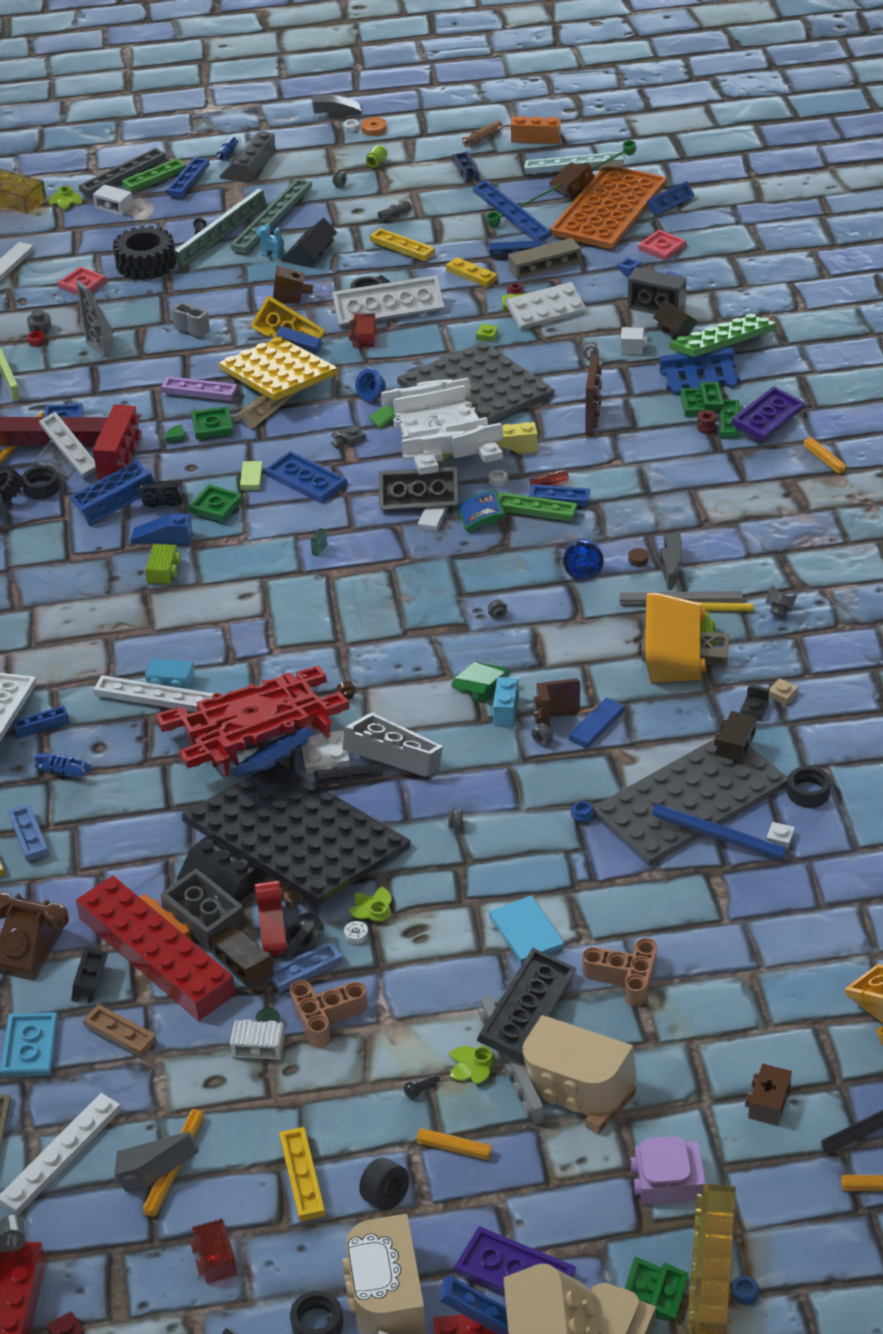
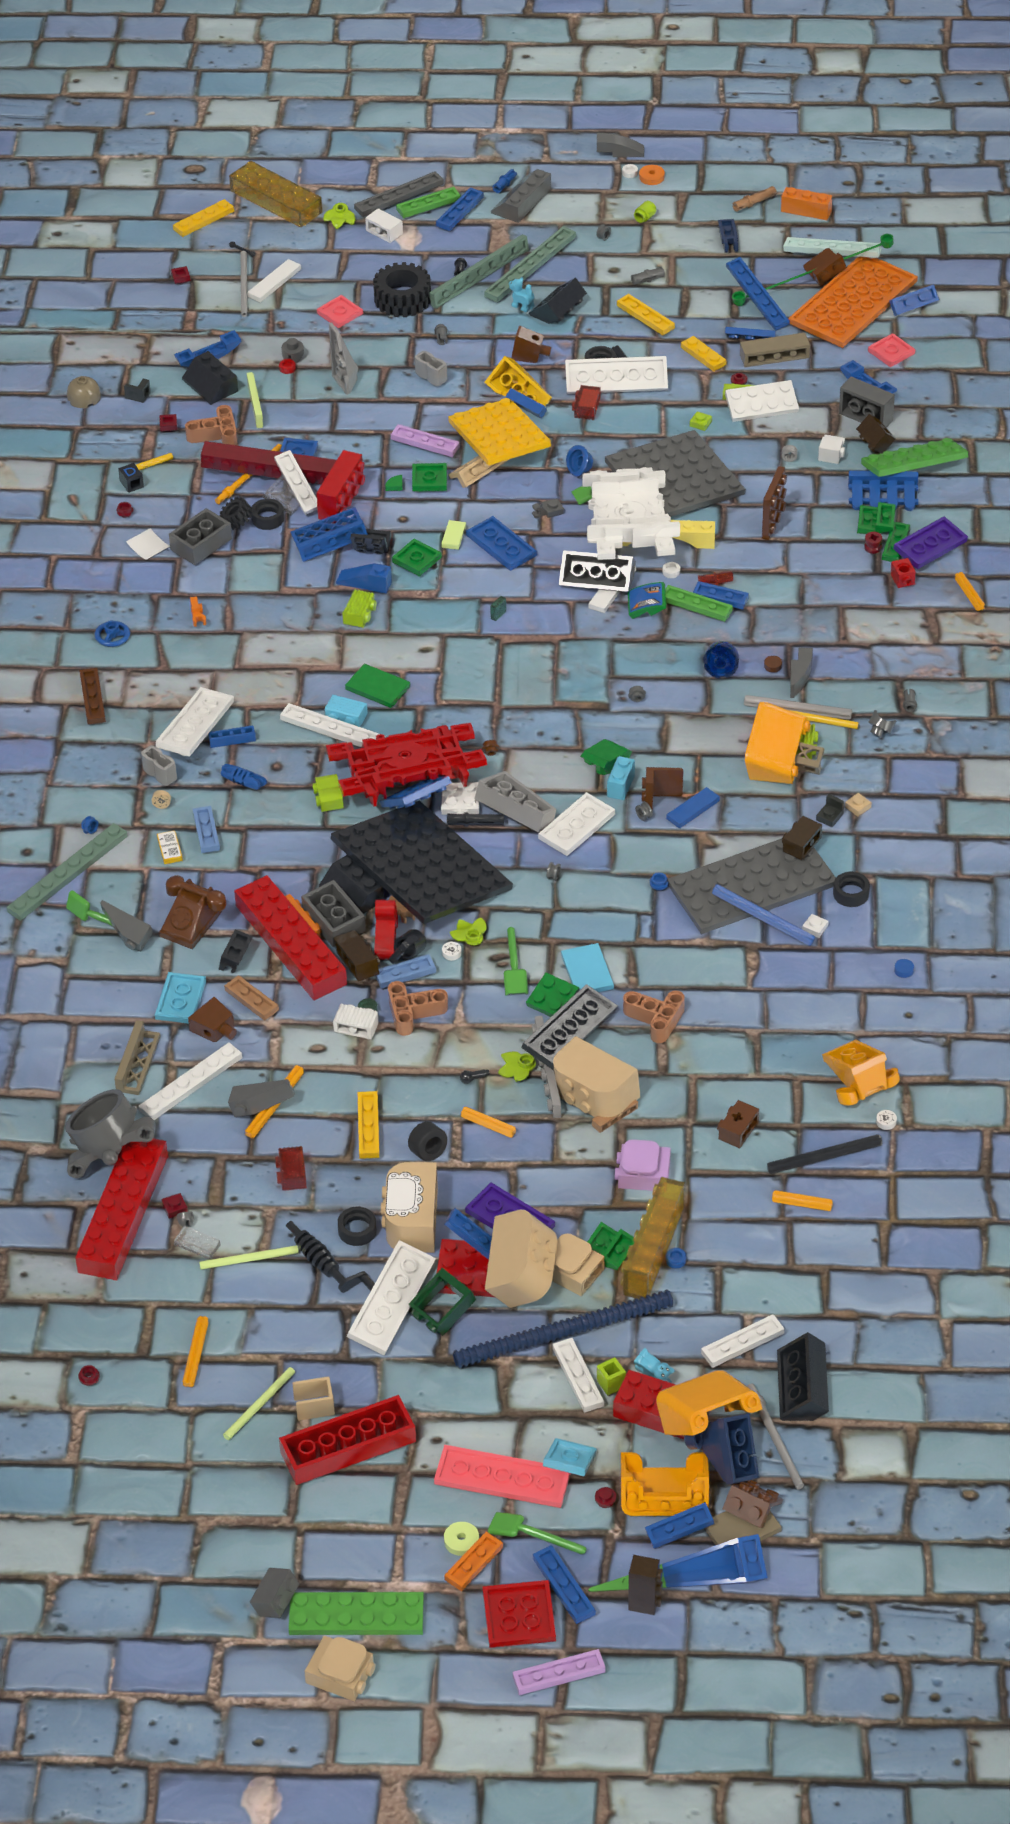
camera: 10 degrees right, 5 degrees up
(76, 1069) = (212, 1021): none -> reddish brown torso
(167, 768) = (328, 793): none -> lime brick
(193, 286) = (441, 330): none -> dark grey pin
(200, 642) = (377, 685): none -> green tile
(442, 954) = (516, 979): none -> bright green piece
(468, 761) = (576, 824): none -> white plate
(492, 968) = (551, 994): none -> green plate
(748, 446) = (903, 573): none -> red brick
(802, 576) = (909, 700): none -> dark grey pin

